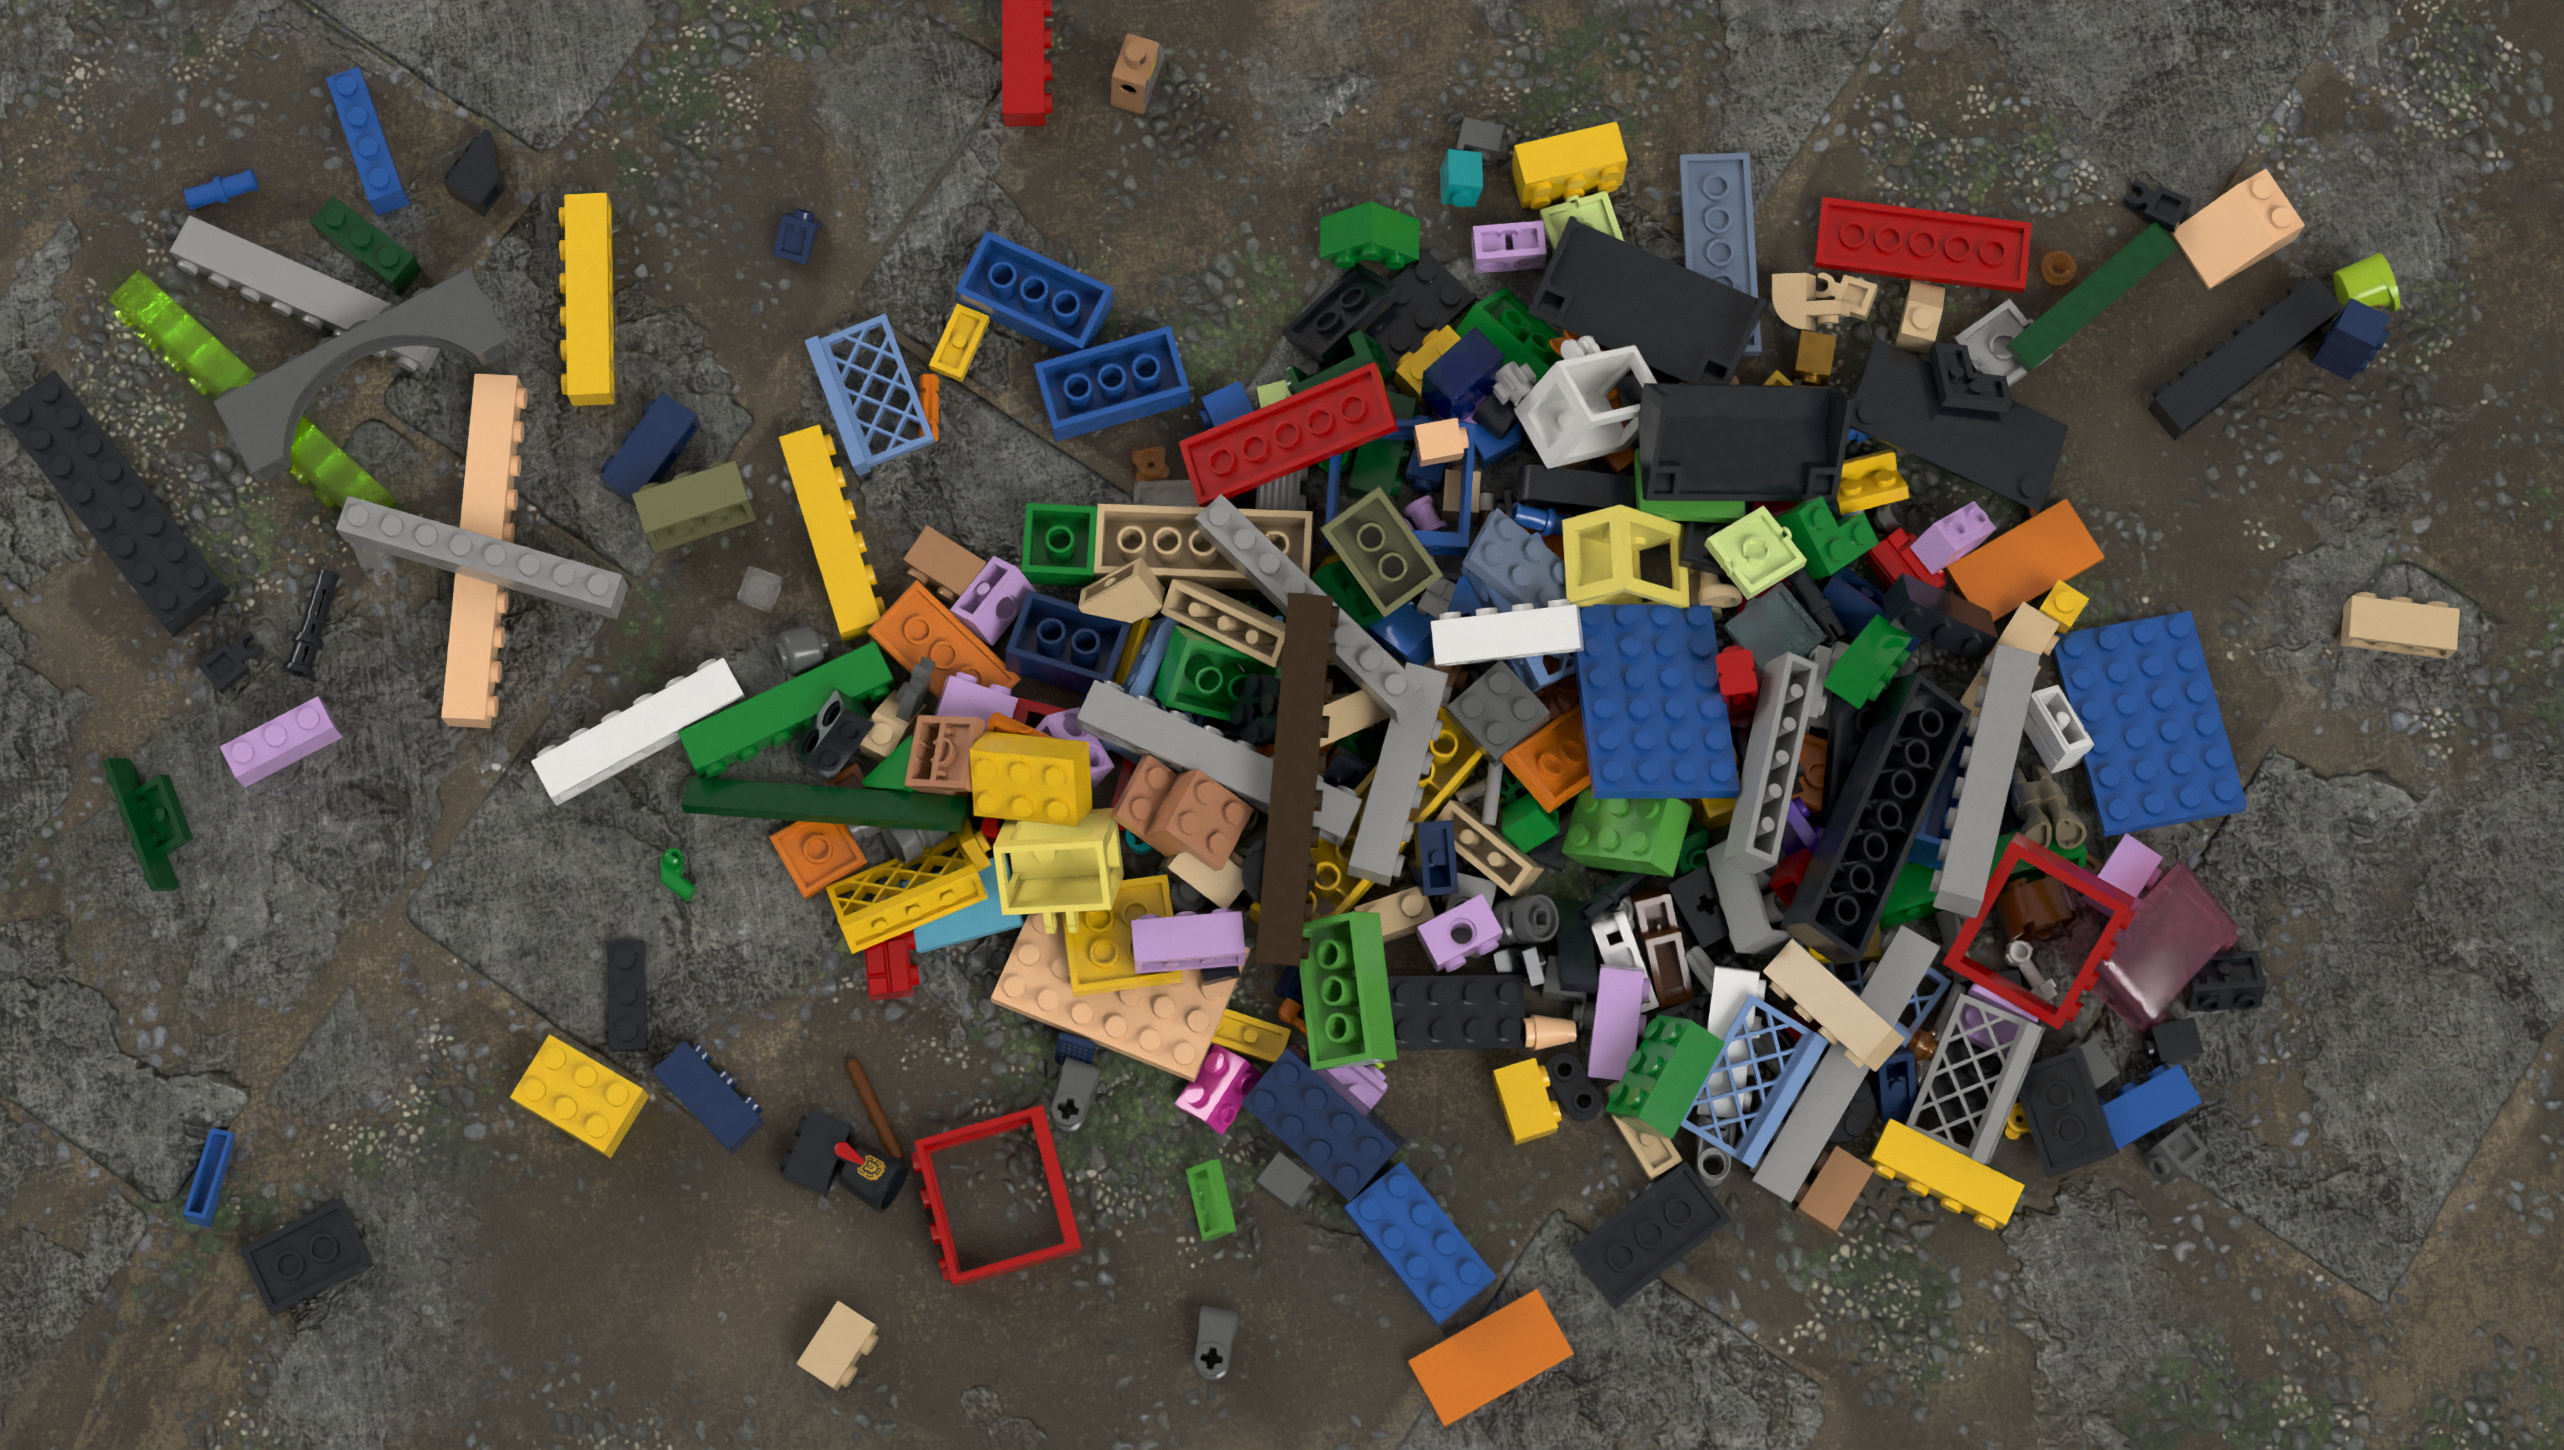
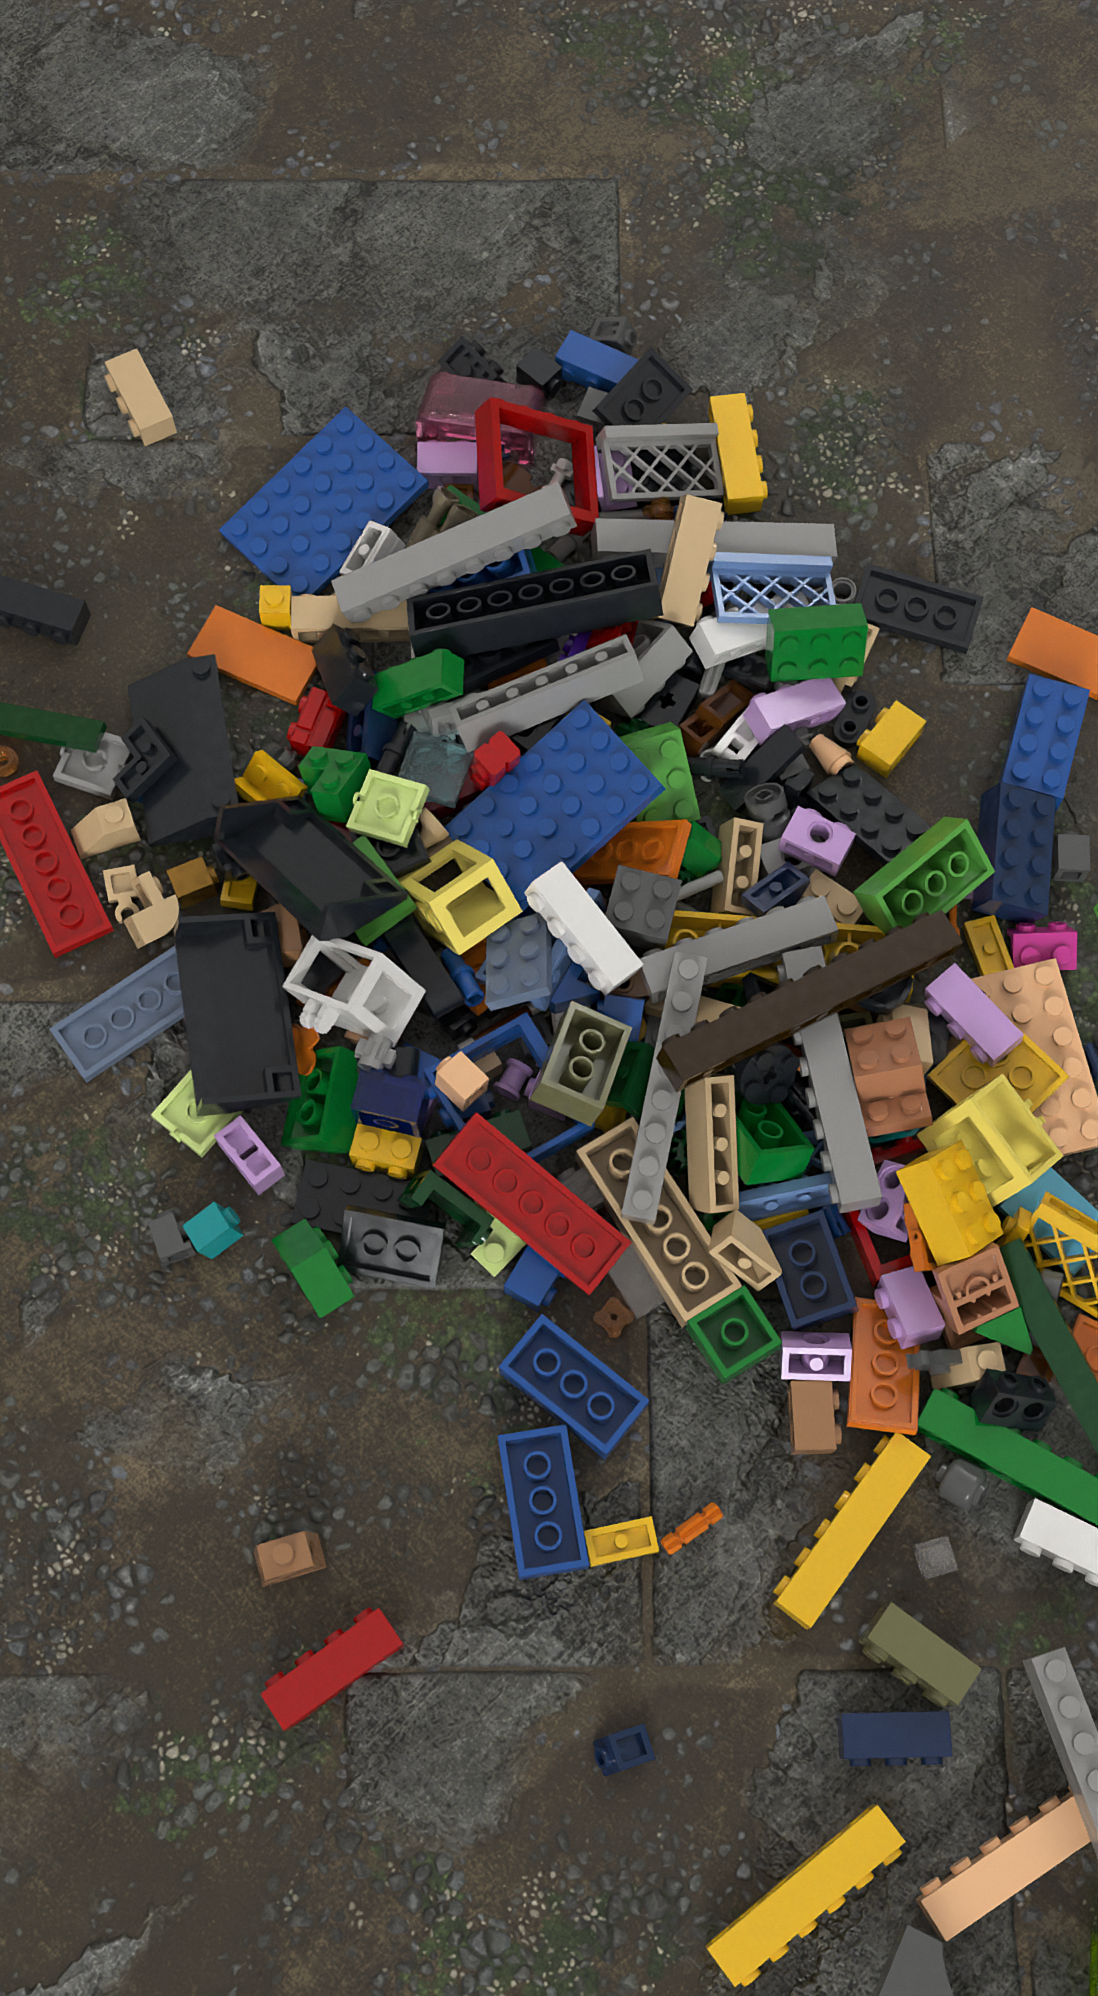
camera: 125 degrees left, 5 degrees down
(841, 405) = (744, 1597): medium blue fence -> none
(1569, 165) = (151, 1149): yellow brick -> none
(1832, 1190) = (798, 507): medium nougat brick -> none
(1953, 537) = (274, 699): lavender brick -> none

